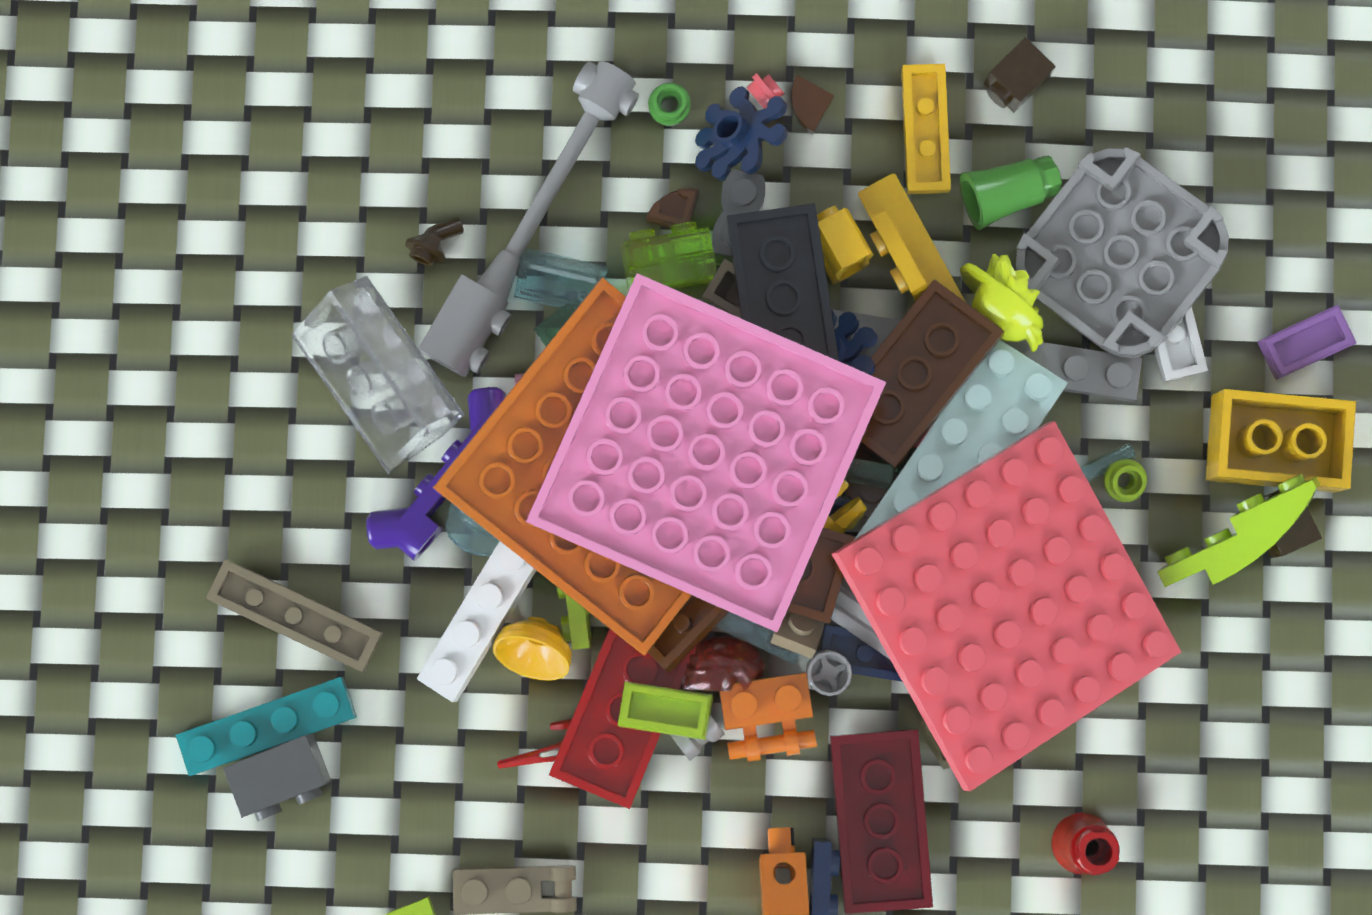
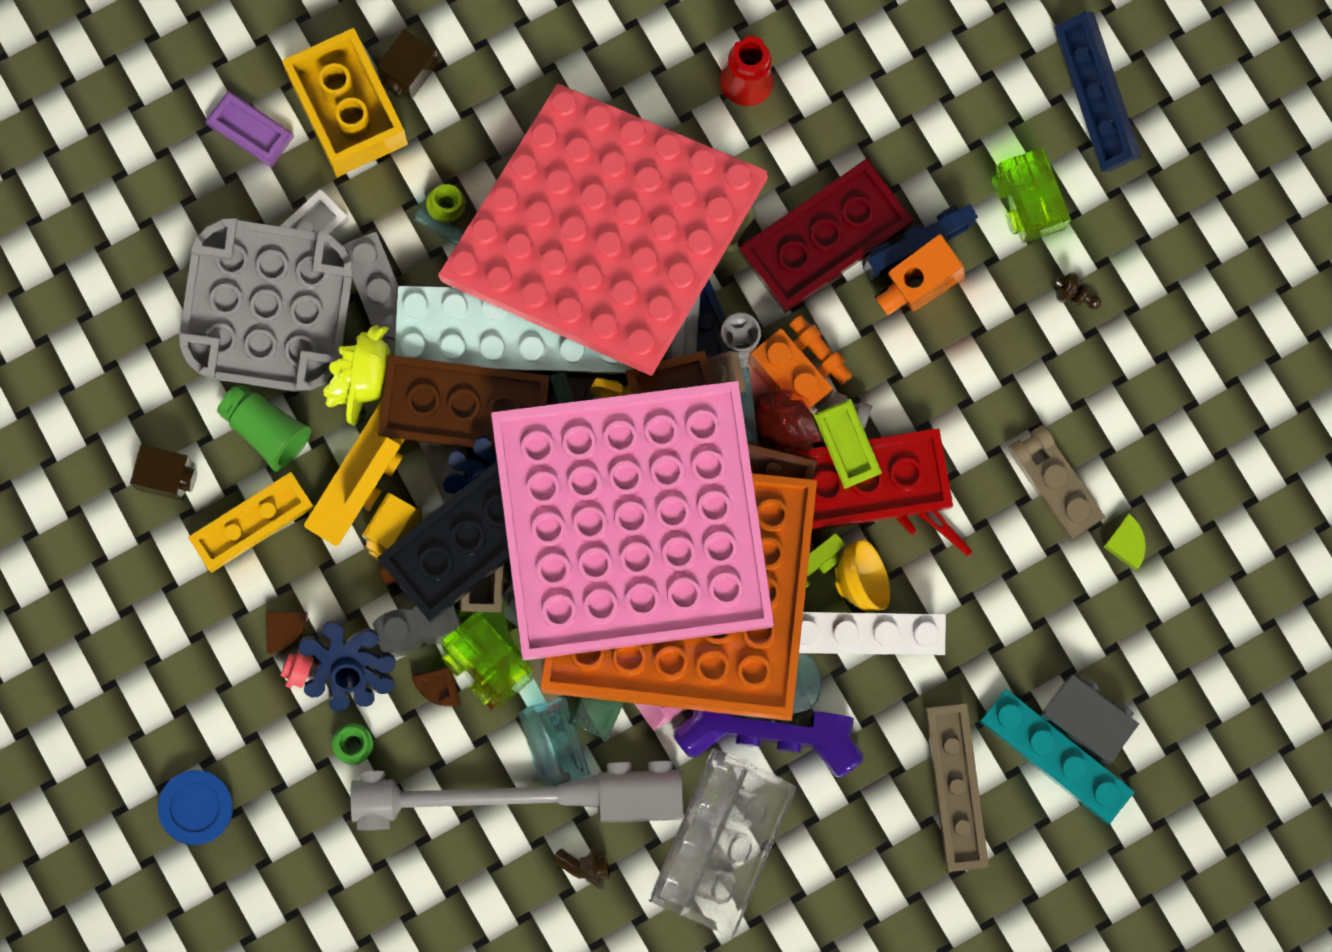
camera: 130 degrees left, 5 degrees down
(1256, 528) = (429, 77): lime slope -> none

